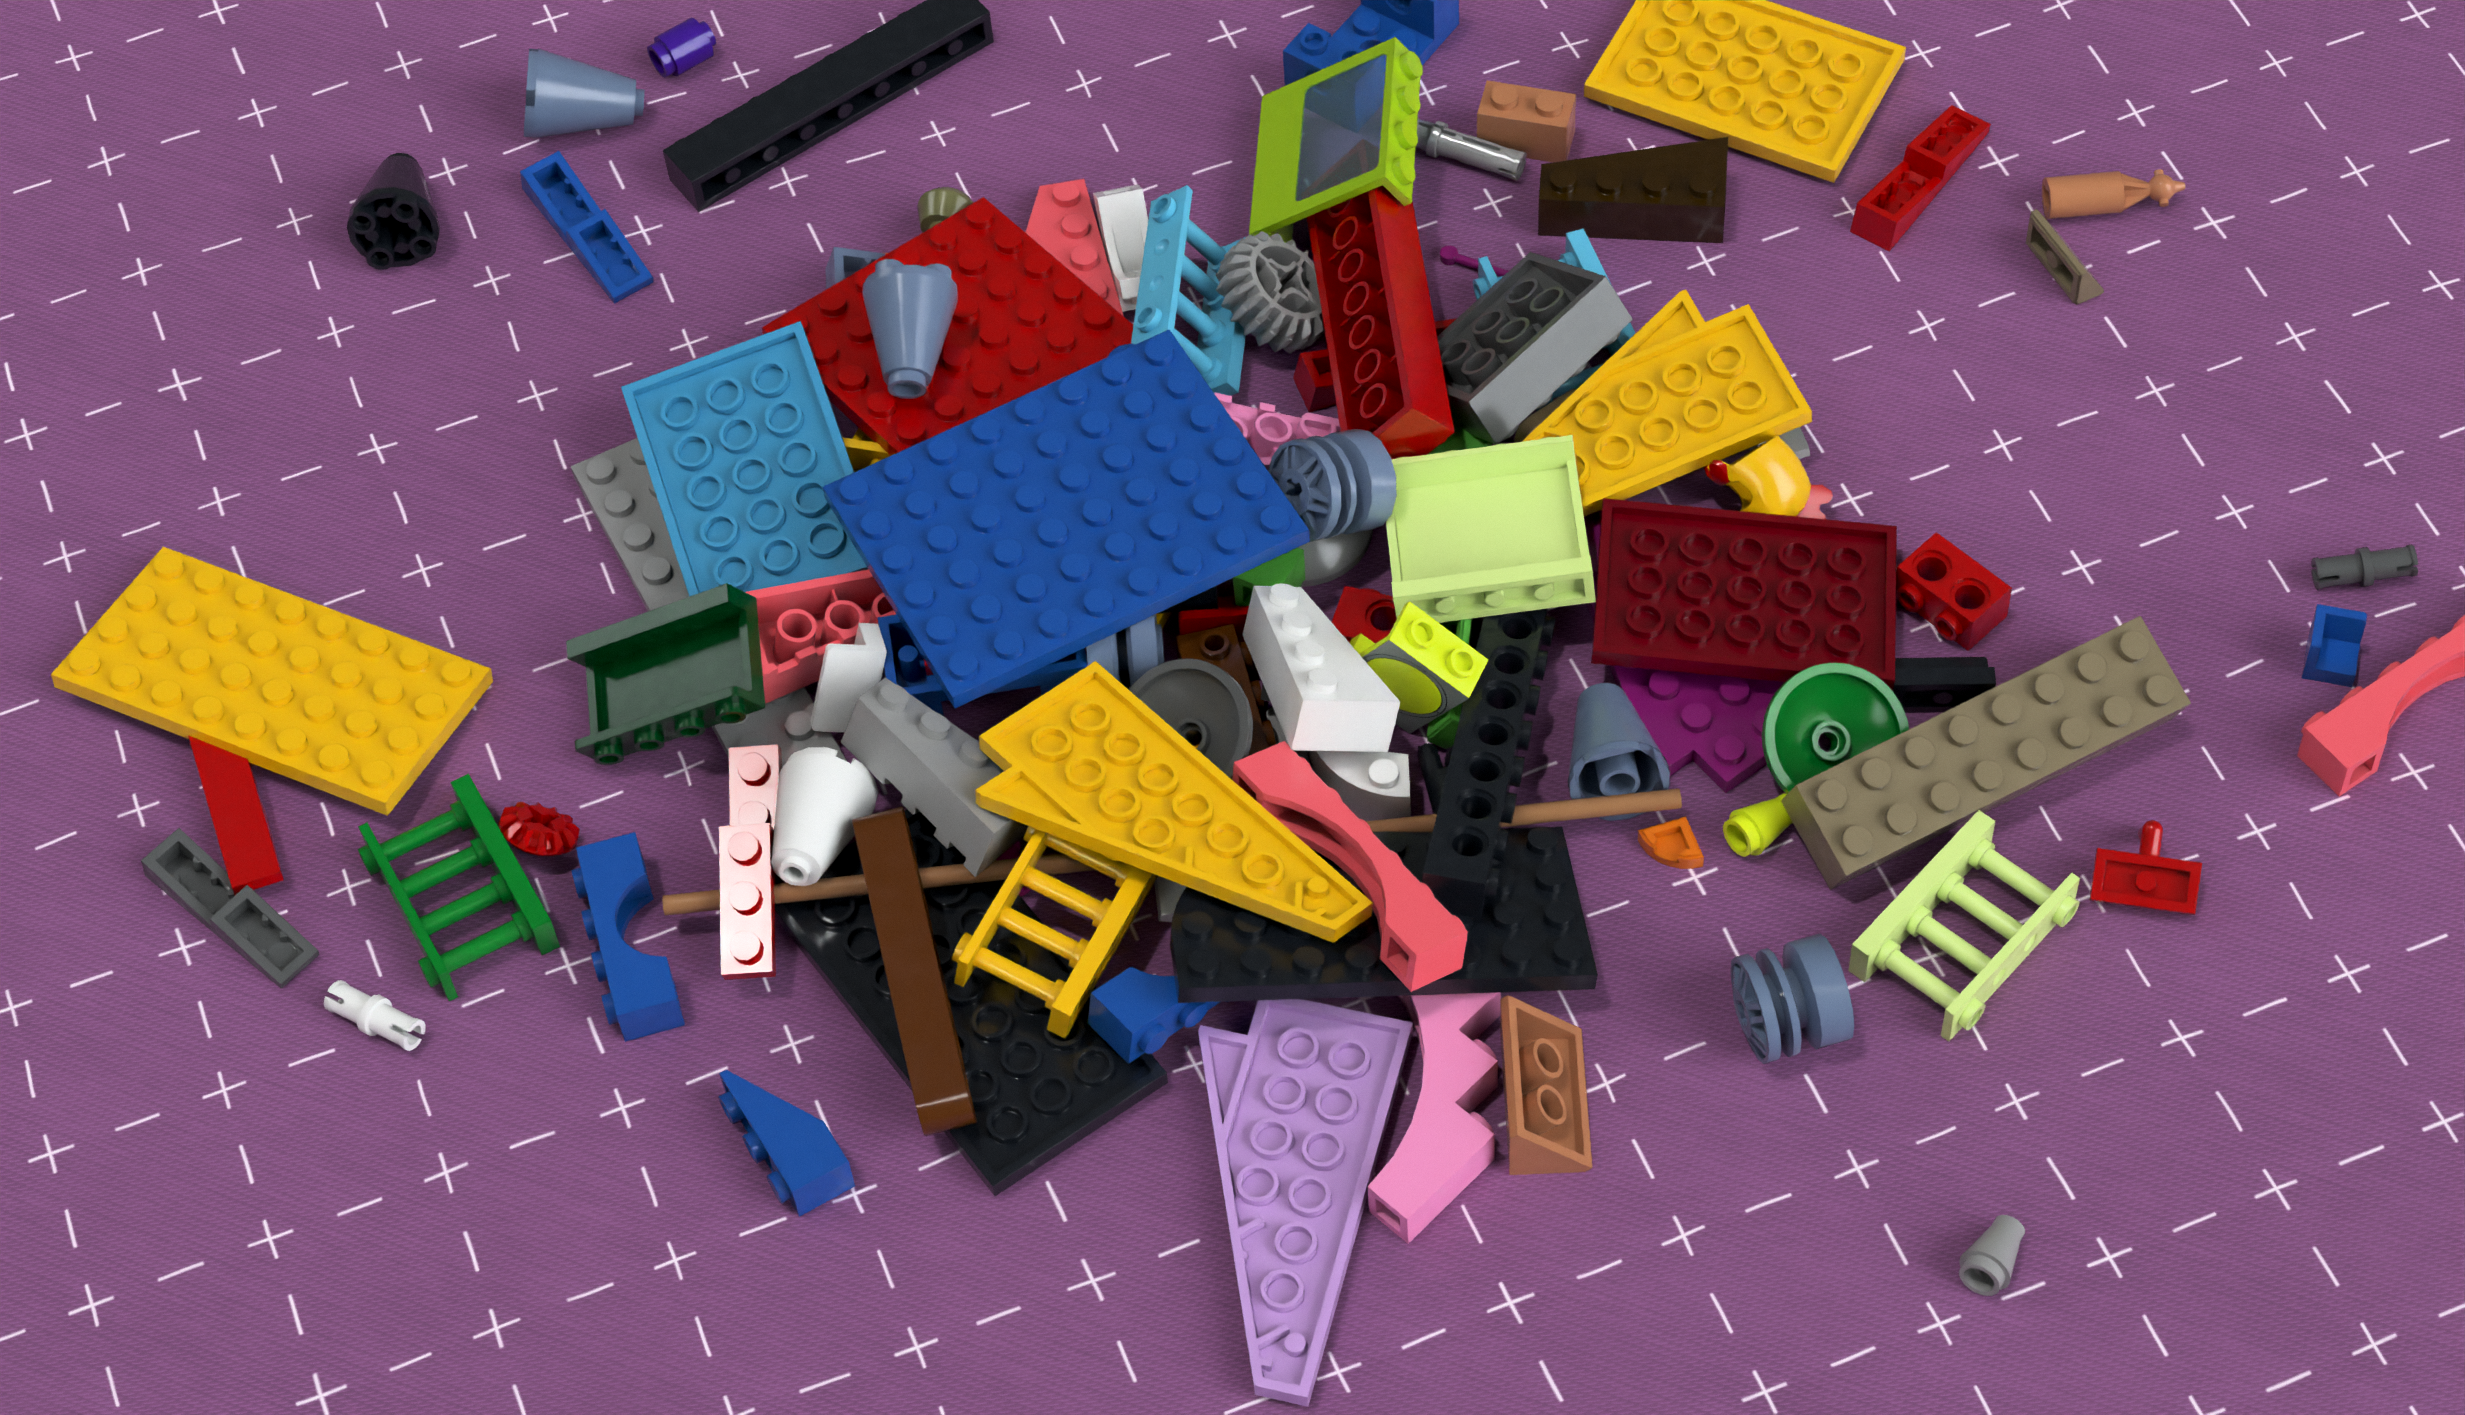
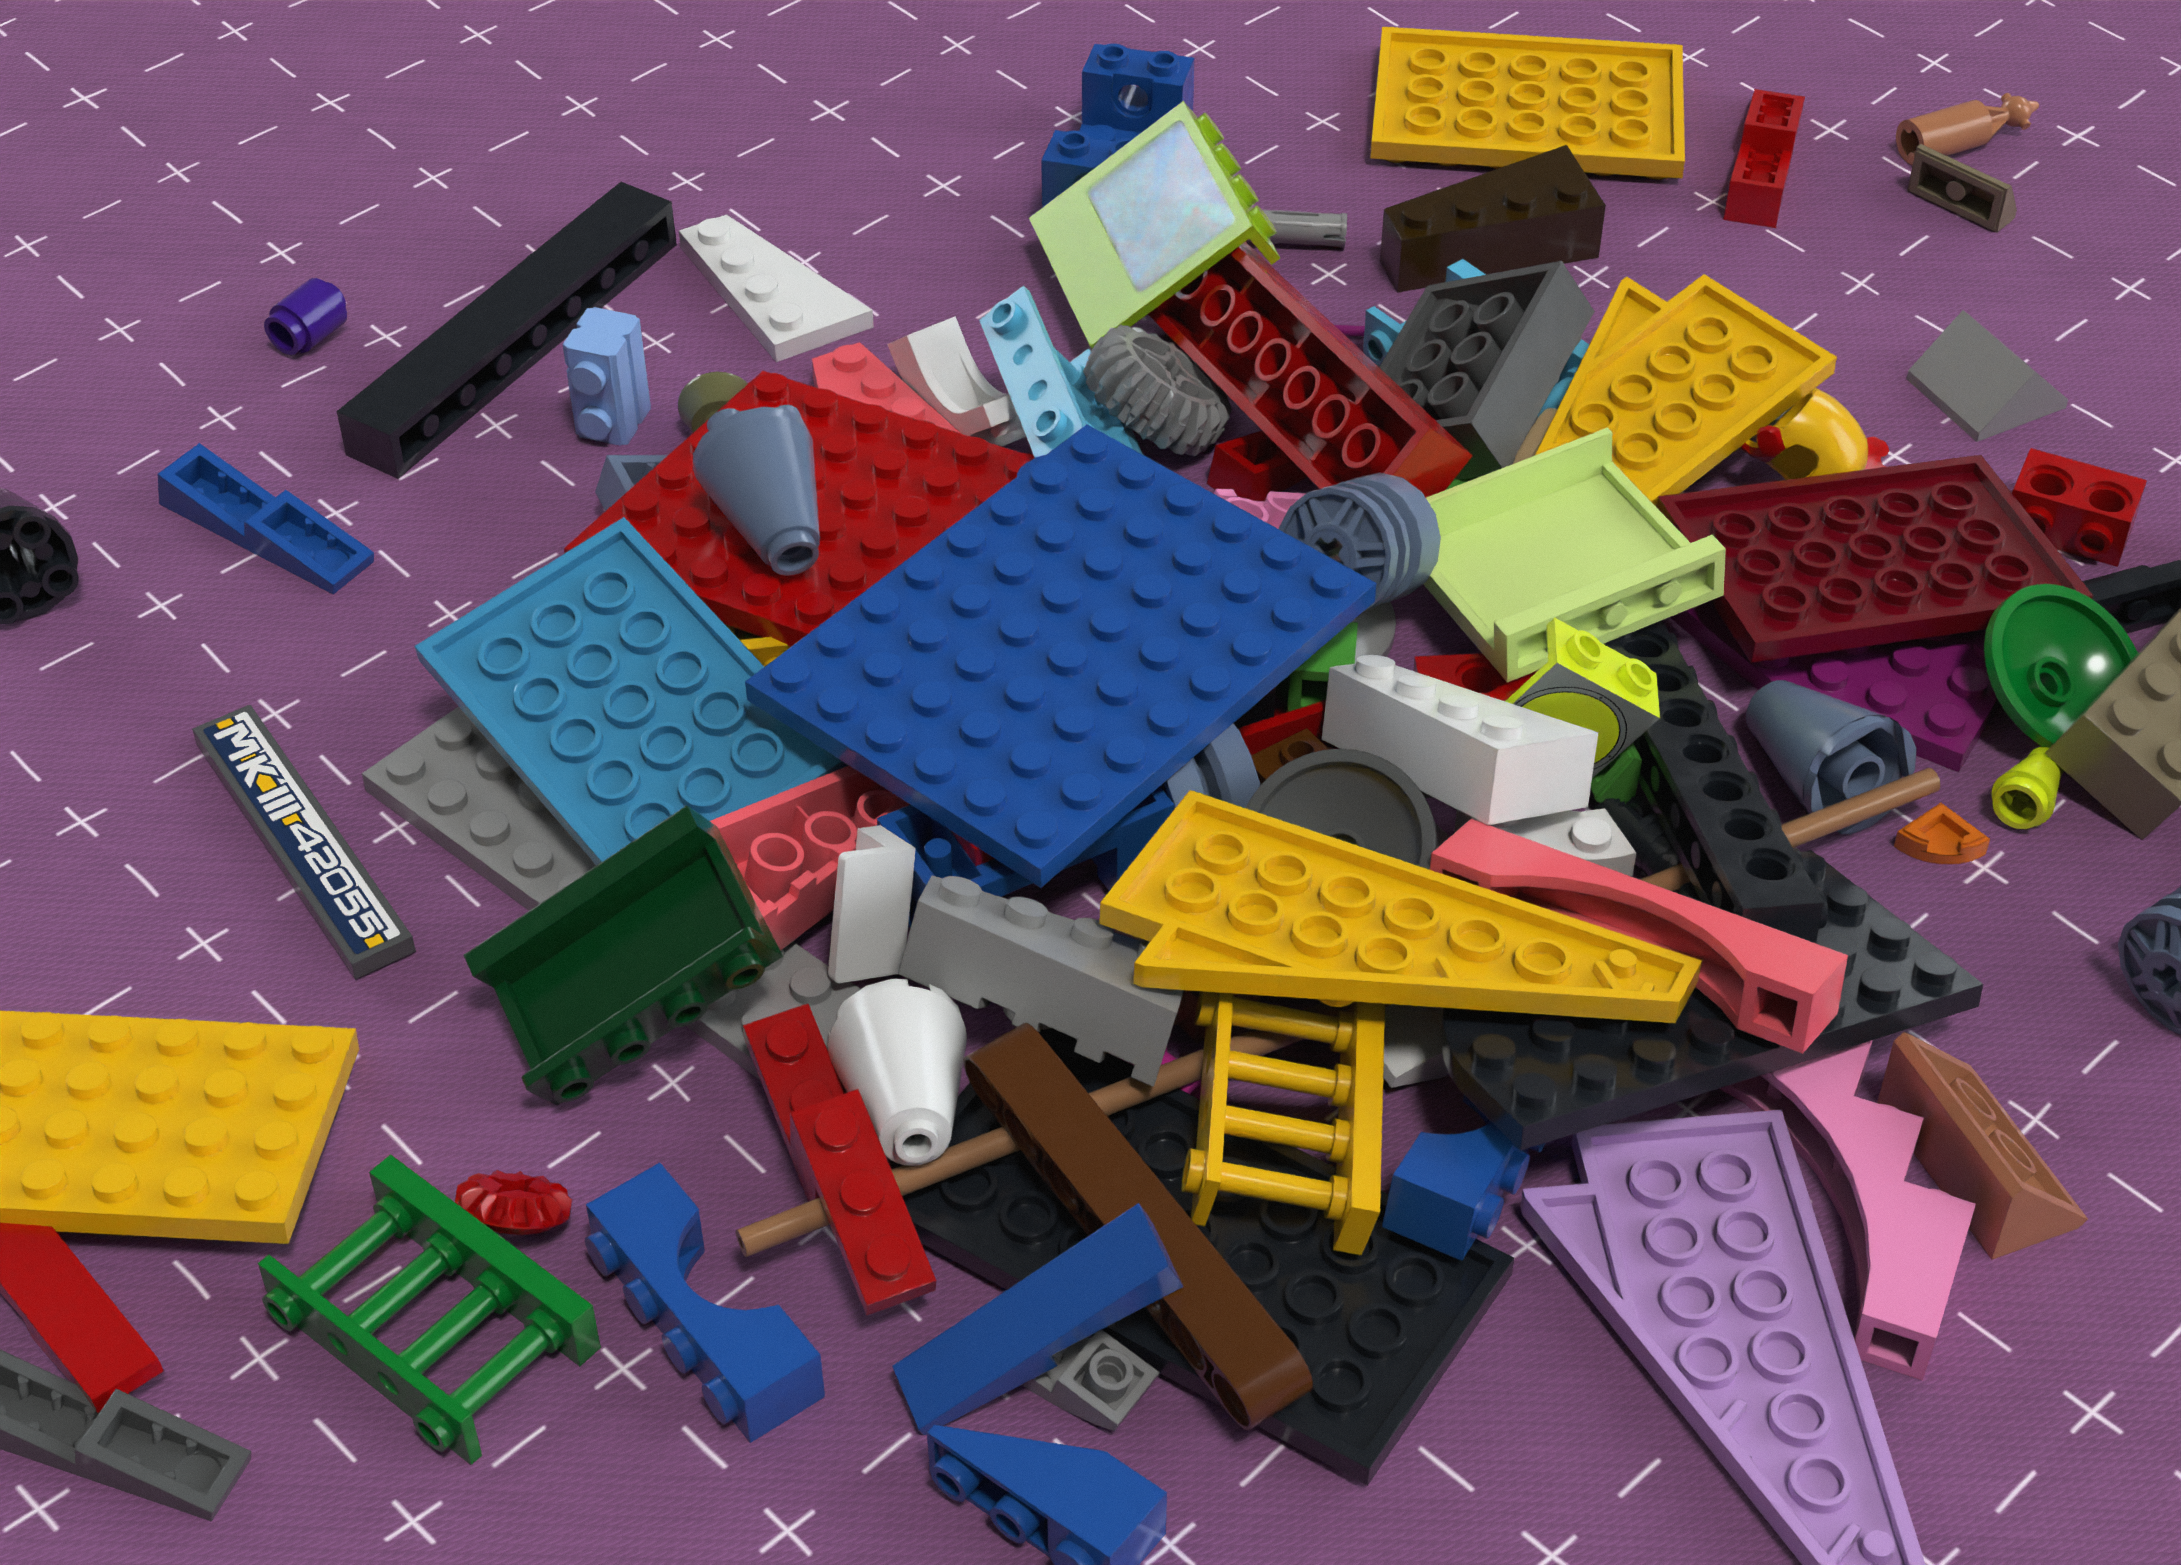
camera: 25 degrees left, 10 degrees down
(374, 1015) = (375, 1511): white pin -> none
(513, 508) = (304, 842): none -> tile
(576, 96) = (194, 385): sand blue cone -> none
(812, 1022) = (1049, 1310): none -> blue slope
(845, 1054) = (1096, 1380): none -> light grey slope
(869, 170) = (607, 376): none -> light blue brick
(1043, 109) = (770, 291): none -> white wing
(1528, 120) = (1334, 180): nougat brick -> none
(1964, 450) = (1982, 381): none -> light grey slope

